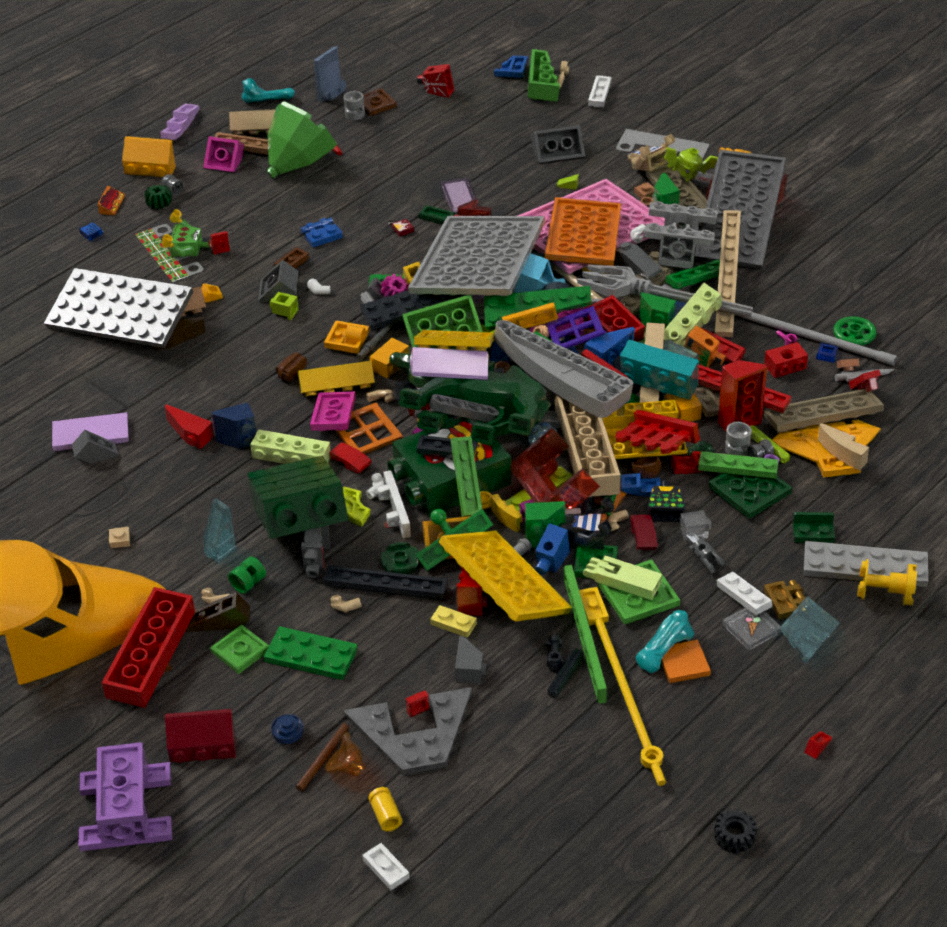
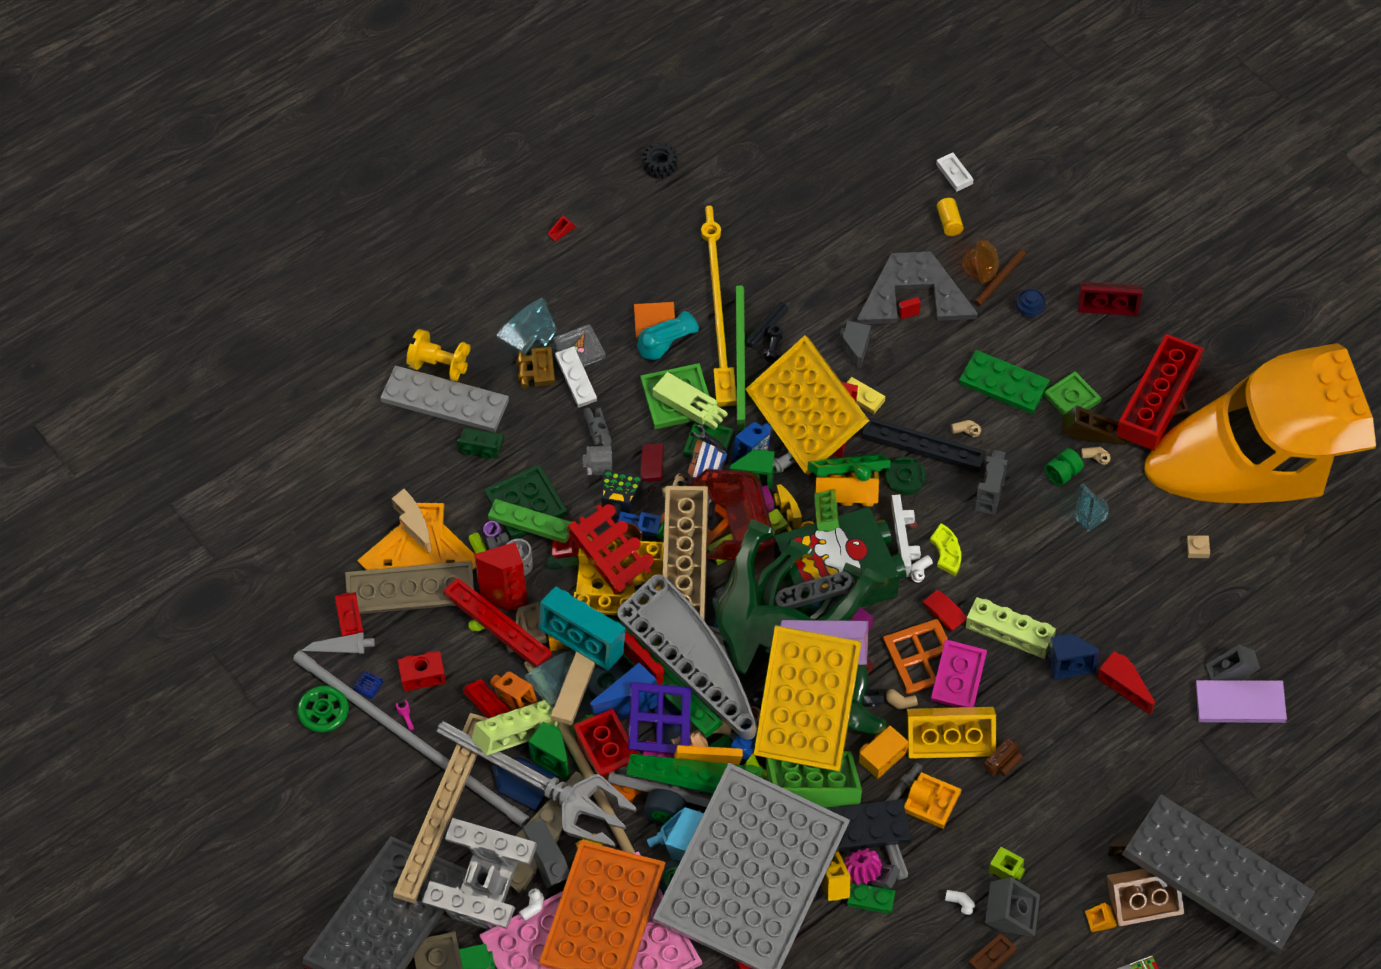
camera: 170 degrees left, 15 degrees up
(120, 799) = (1180, 246): medium lavender piece -> none
(297, 496) = (1008, 518): dark green brick -> none
(438, 446) = (842, 546): black plate -> none
(694, 275) = (492, 818): green plate -> none
(848, 364) = (353, 654): nougat plate -> none

